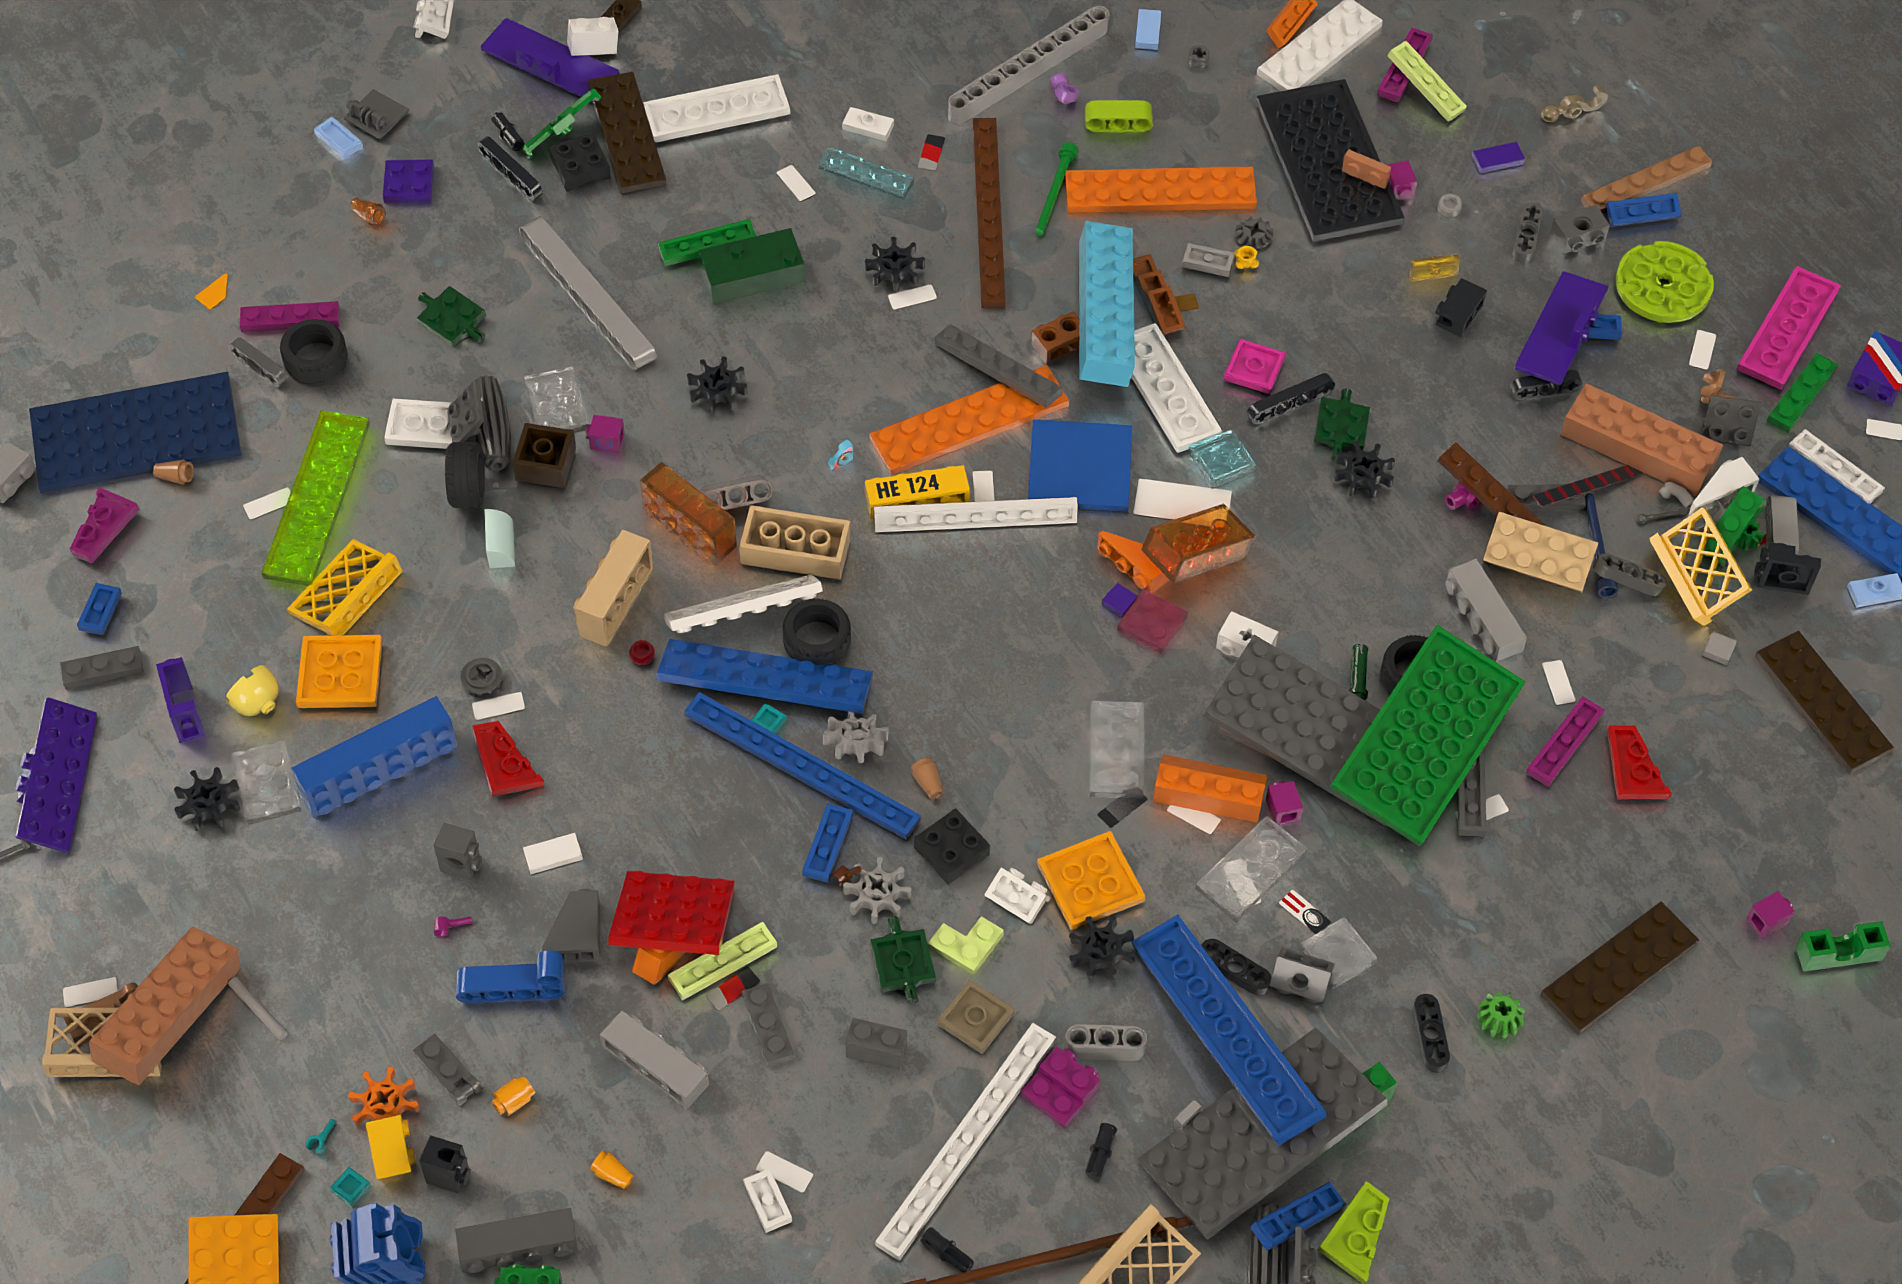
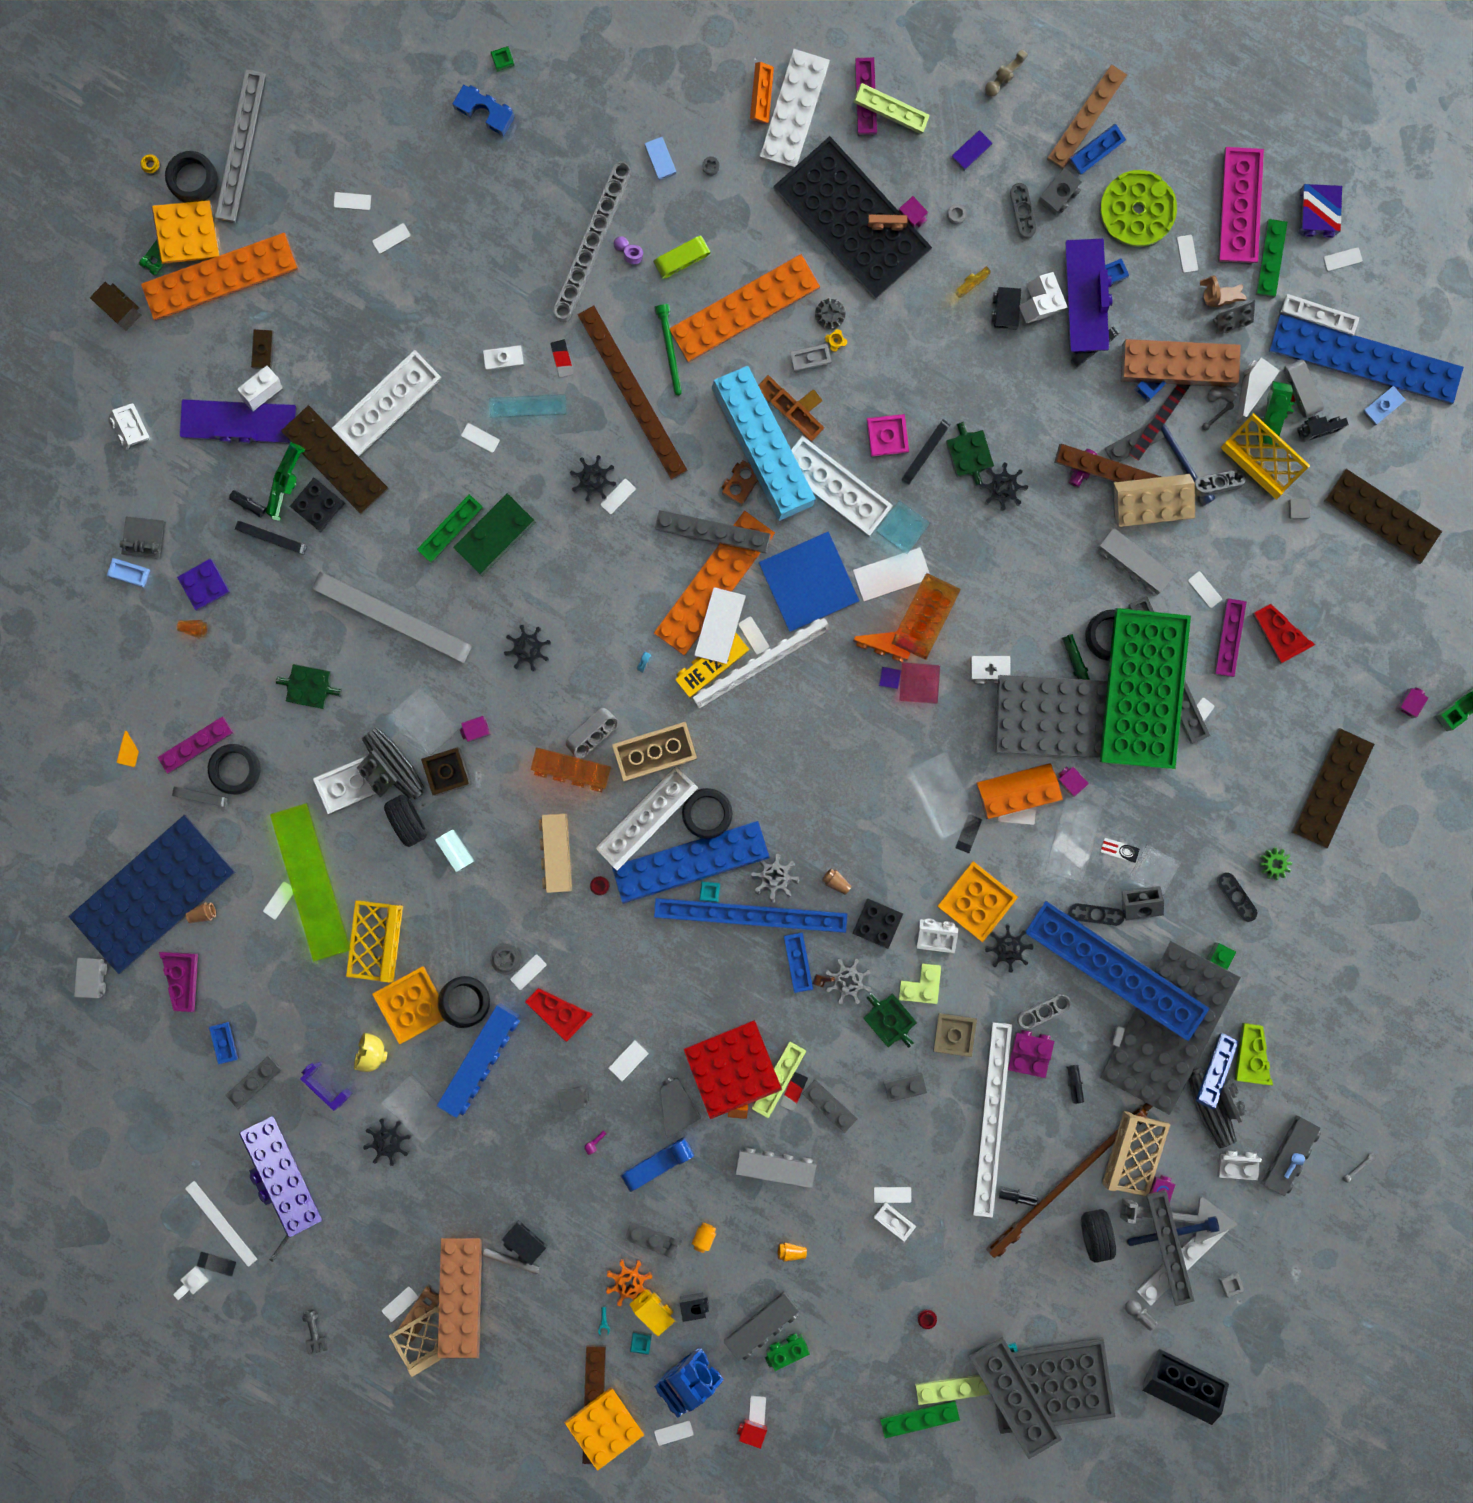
camera: 25 degrees left, 30 degrees up
(288, 991) = (524, 1243): none -> black brick
(398, 666) = (480, 990): none -> black tyre
(949, 452) = (720, 625): none -> white sticker
(1507, 311) = (1045, 299): none -> white brick
(1588, 455) = (1148, 390): none -> blue panel

